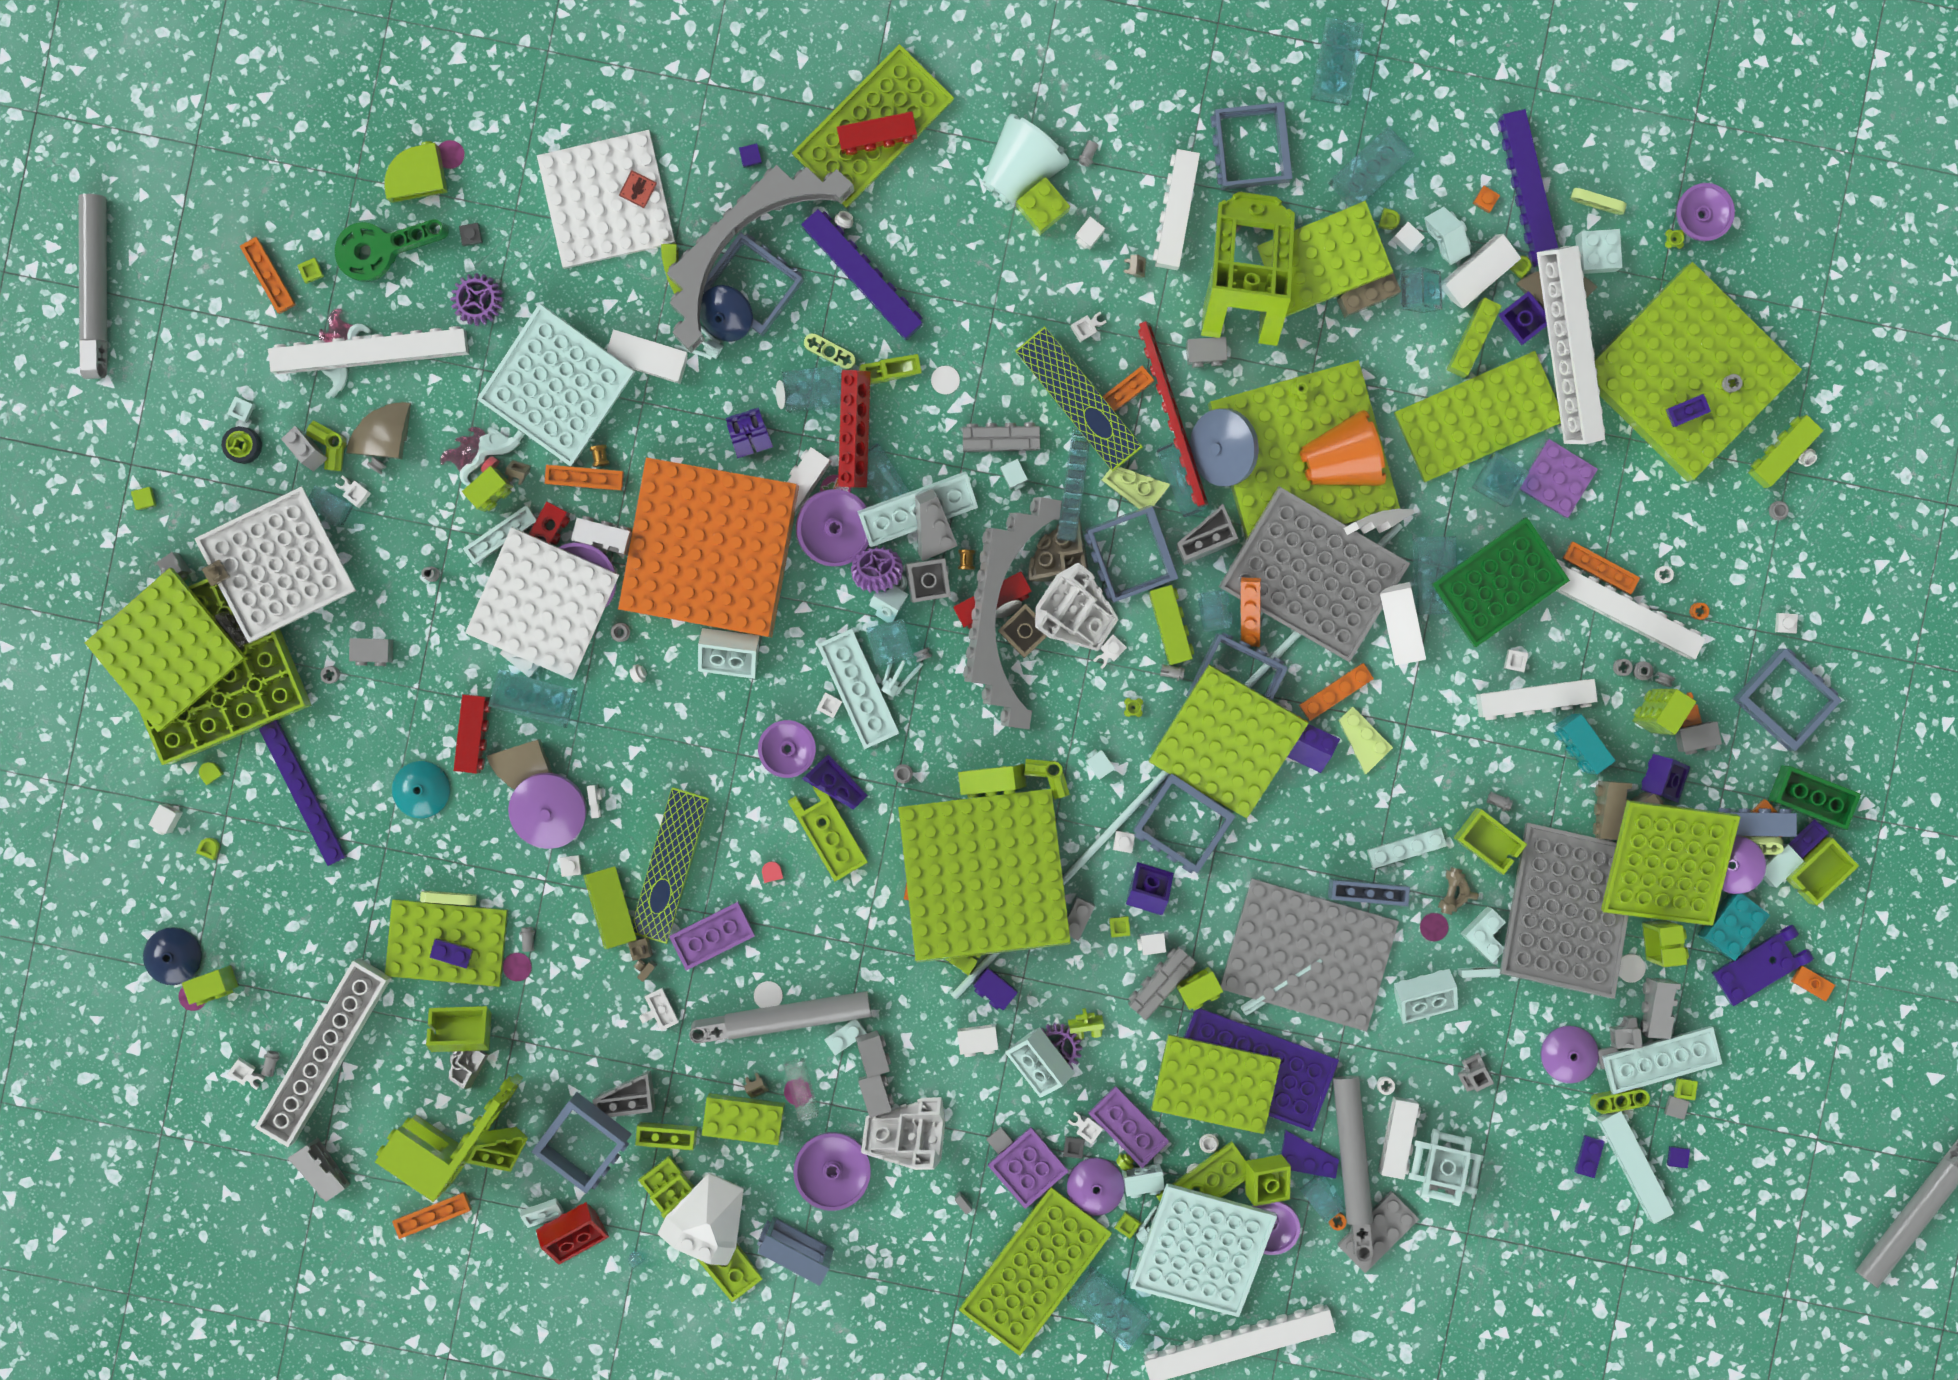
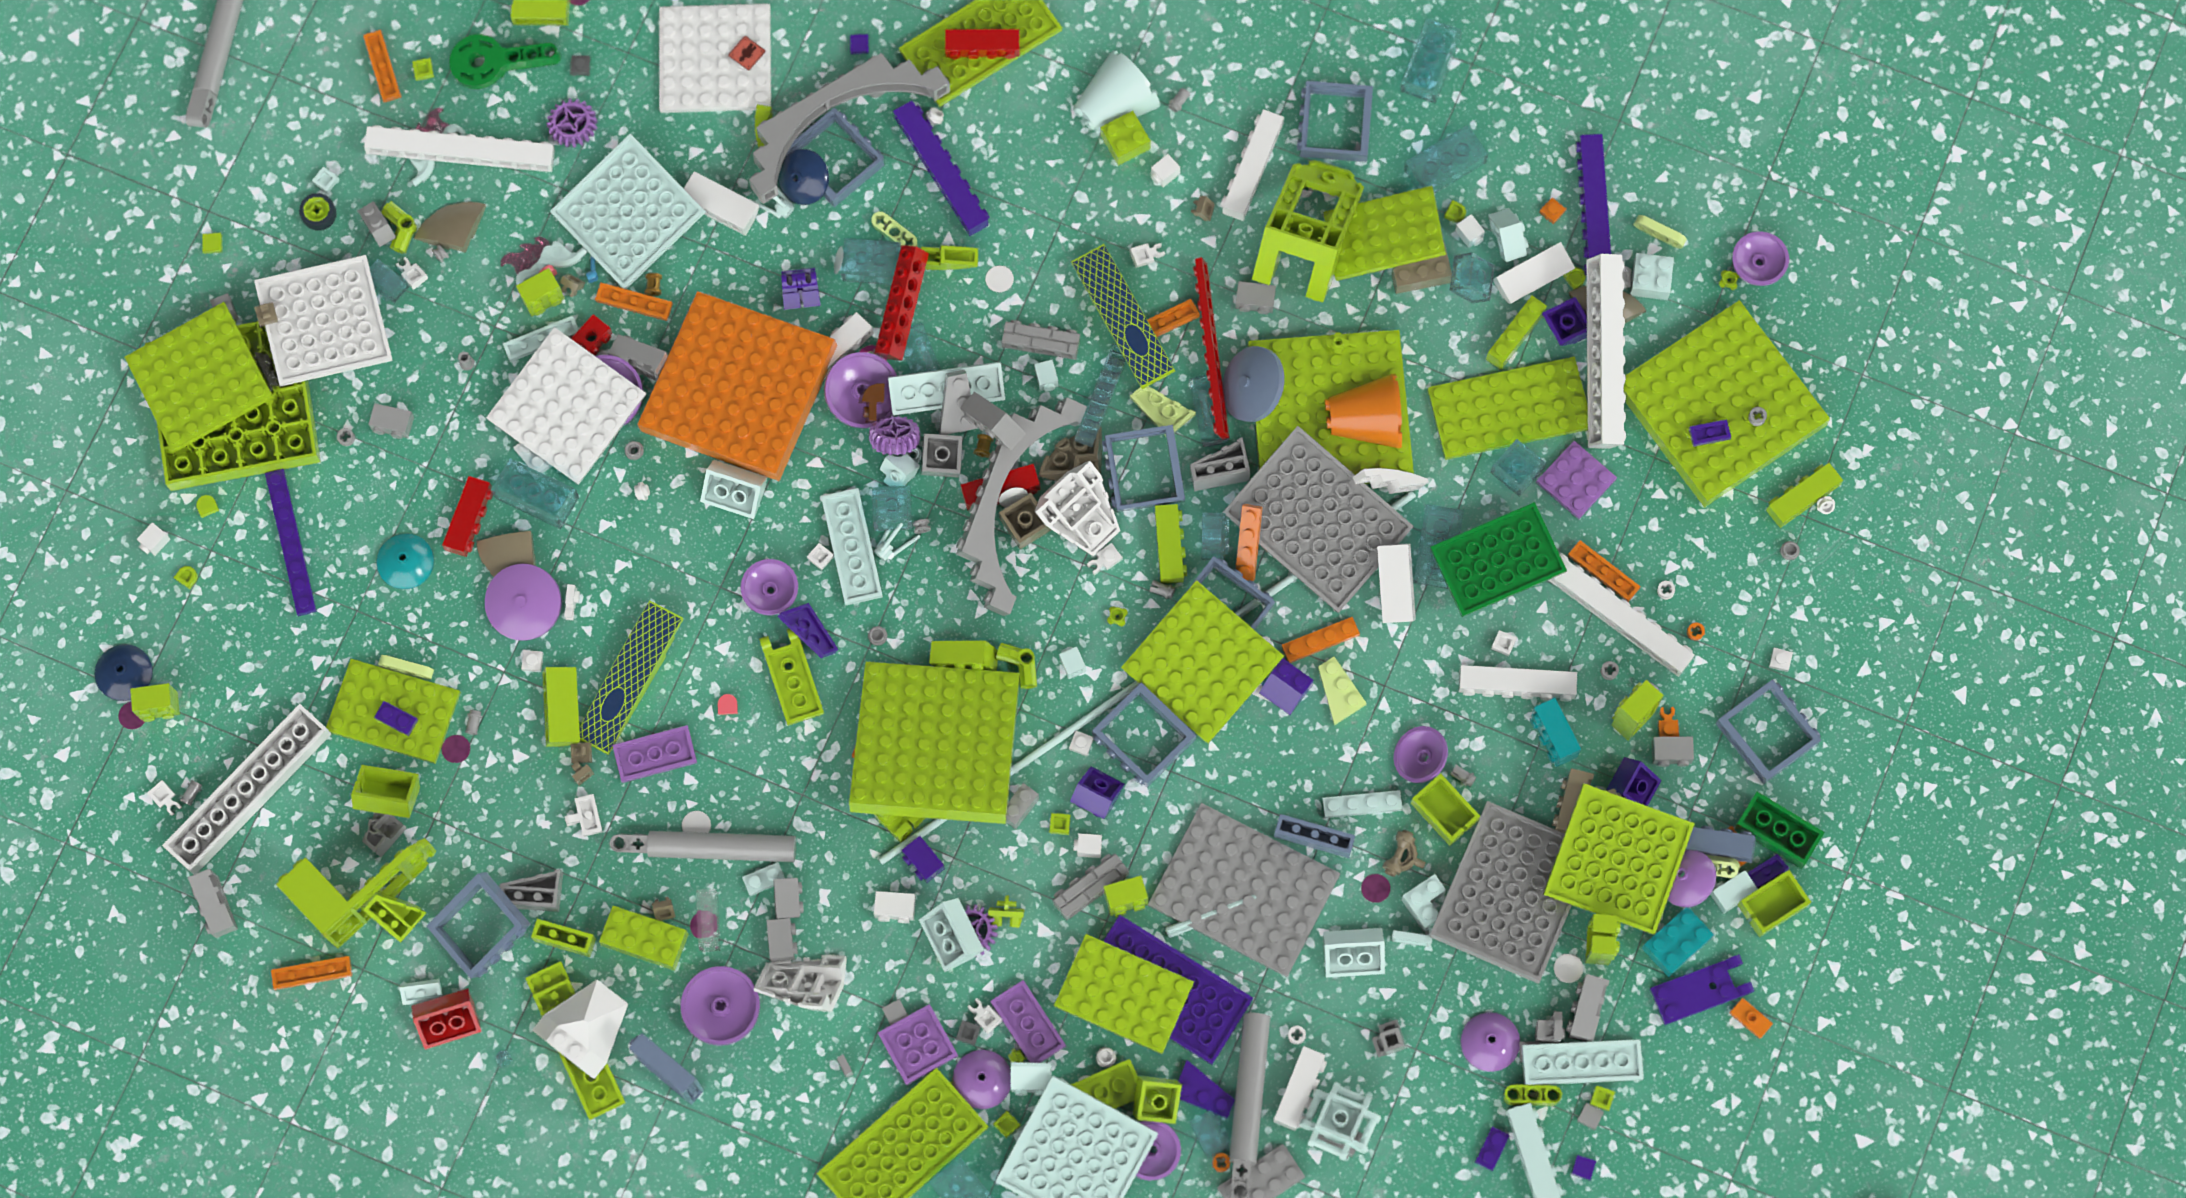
camera: 10 degrees right, 15 degrees down
(536, 457) = (592, 275): none -> dark azure hand
(845, 535) = (871, 397): none -> reddish brown brick
(973, 542) = (992, 420): none -> light grey wedge
(1445, 795) = (1412, 751): none -> medium lavender dish
(1637, 670) = (1629, 683): light grey plate -> none

